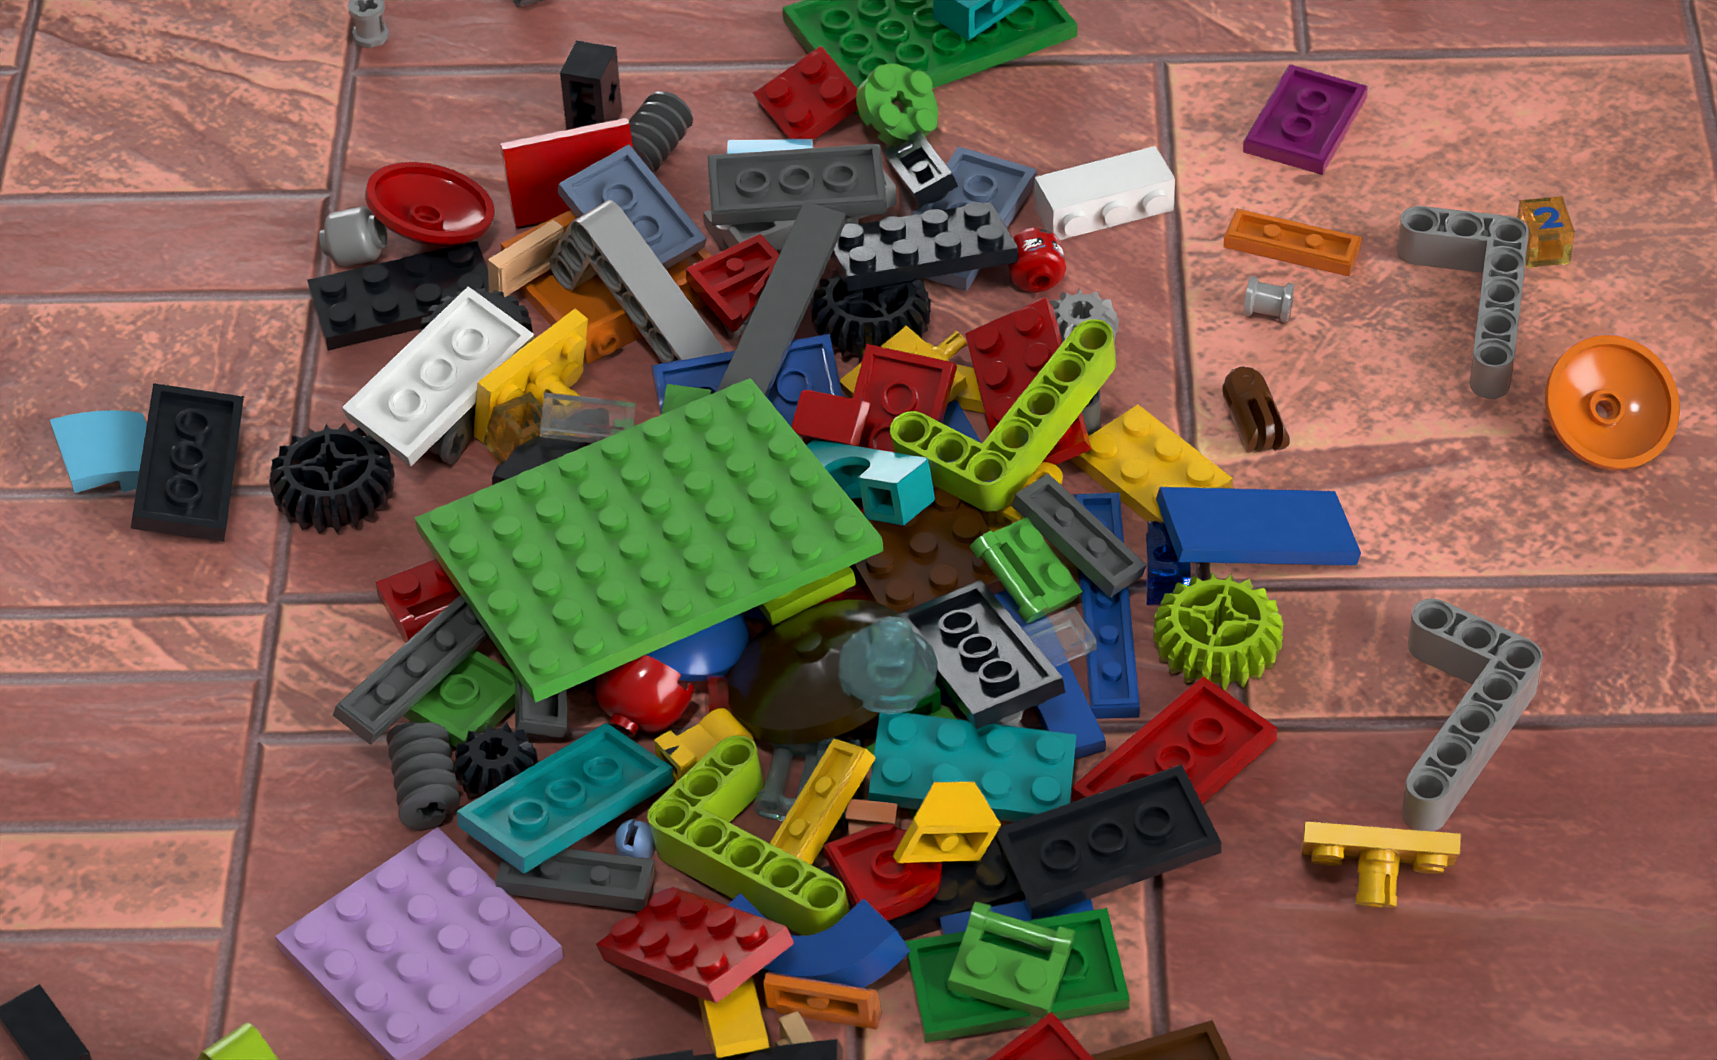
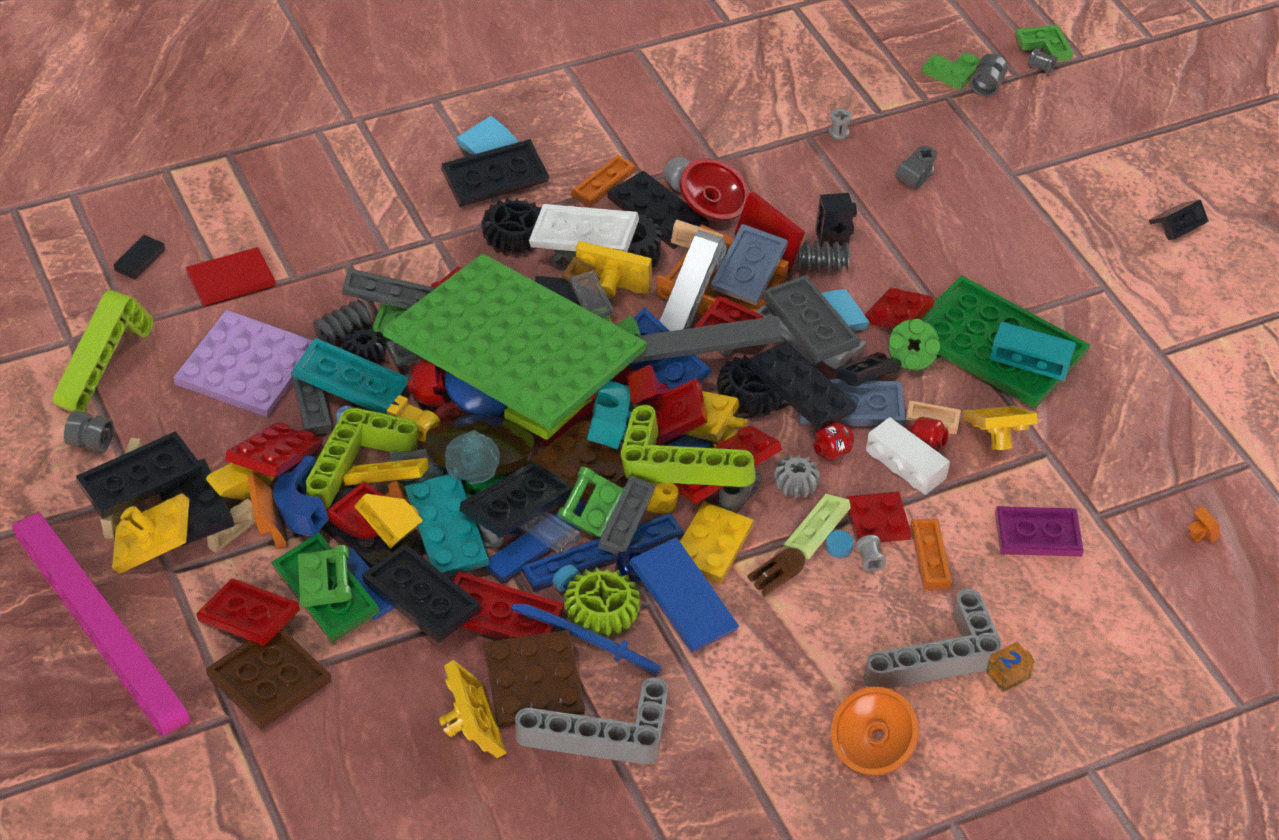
camera: 60 degrees right, 0 degrees up
(185, 911) = (230, 276): none -> red tile
(290, 339) = (603, 180): none -> orange tile
(1037, 141) = (948, 416): none -> light nougat tile
(1076, 148) = (930, 431): none -> red head
(1106, 66) = (999, 423): none -> yellow plate
(1149, 658) = (564, 576): none -> dark azure tile
(1187, 336) = (818, 524): none -> yellowish green plate
(1197, 272) = (879, 516): none -> red plate
(1226, 330) = (839, 543): none -> dark azure tile
(1319, 643) = (619, 650): none -> blue sword
(1331, 759) = (533, 674): none -> reddish brown plate

